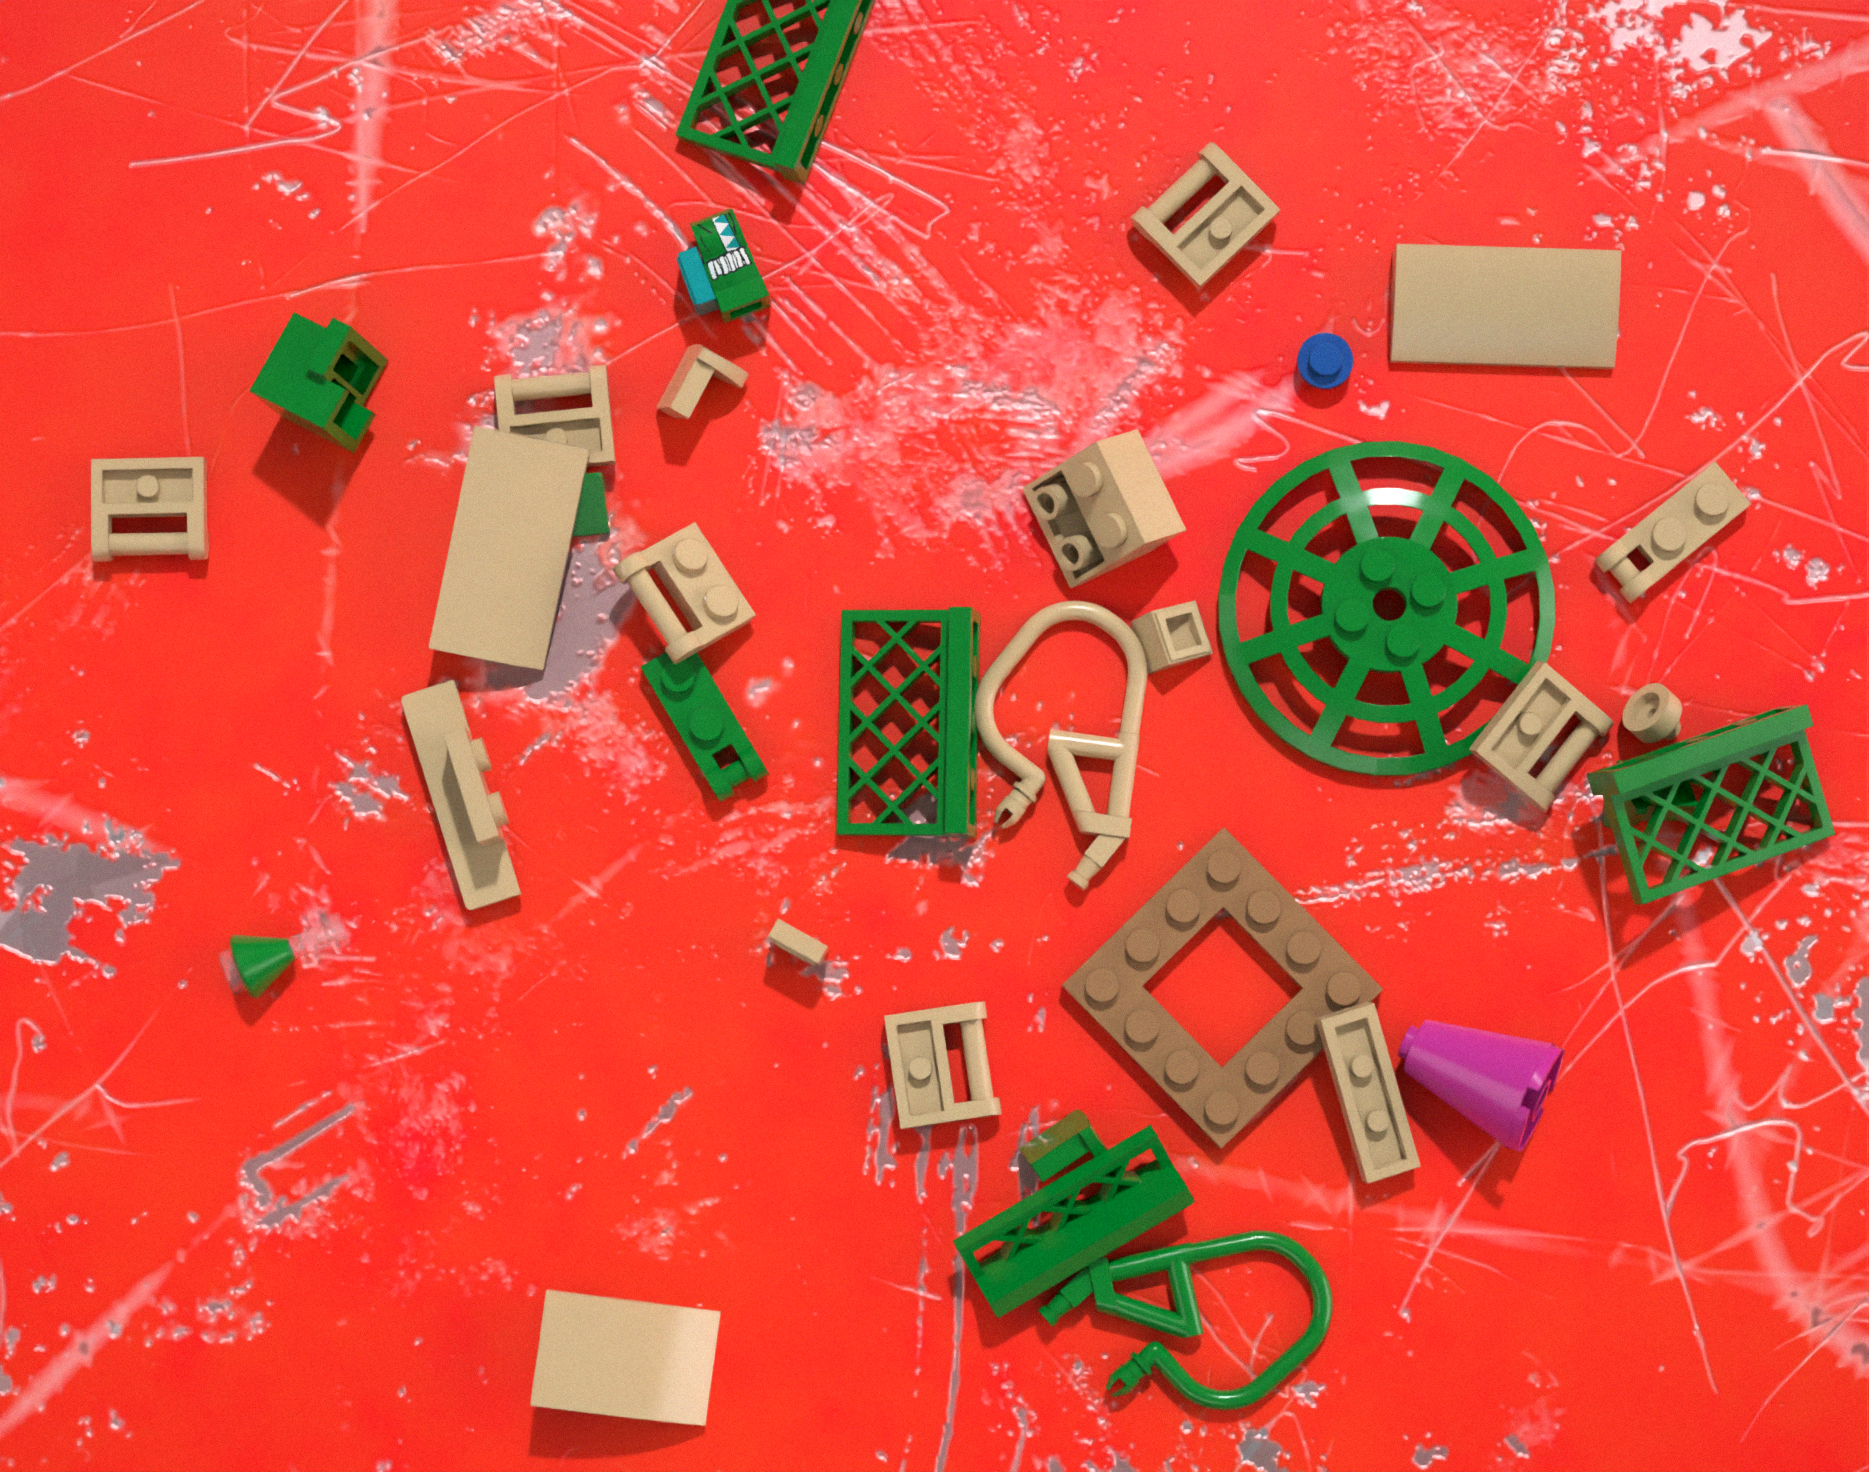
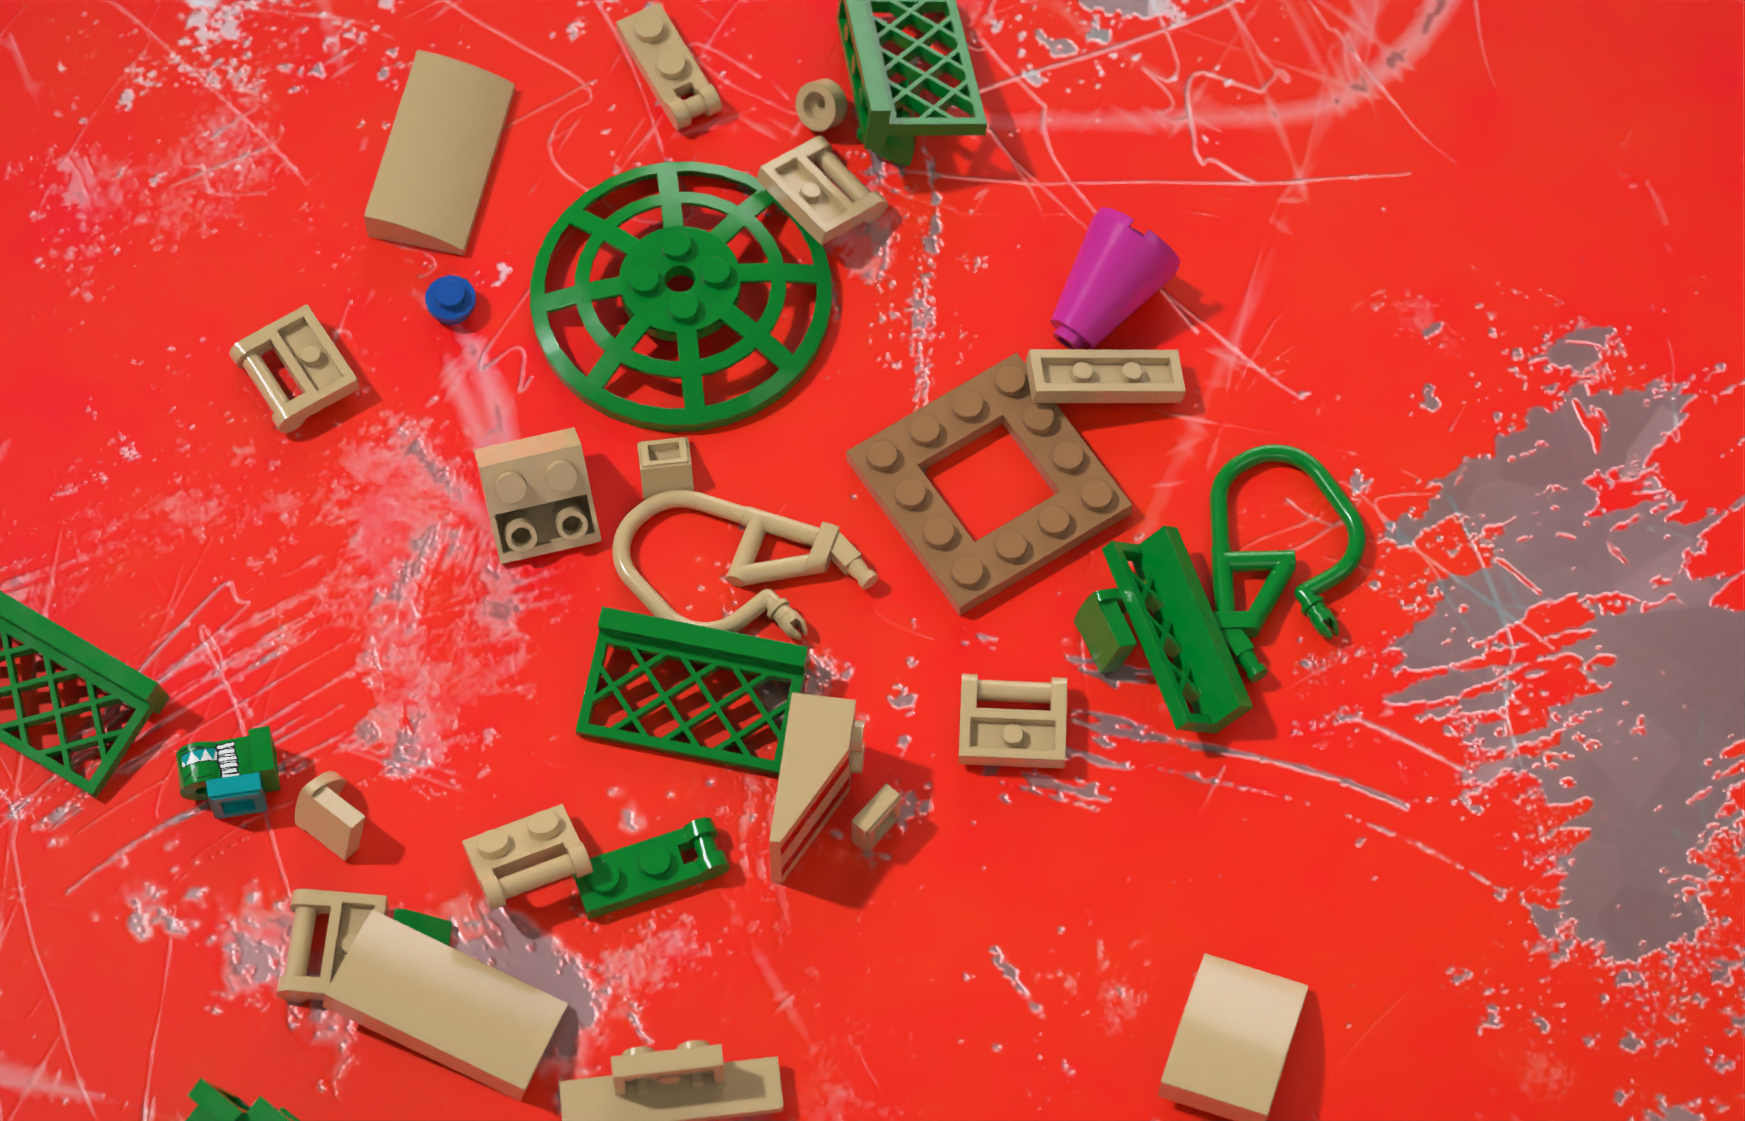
camera: 80 degrees left, 20 degrees down
(829, 867) = (815, 774): none -> tan slope

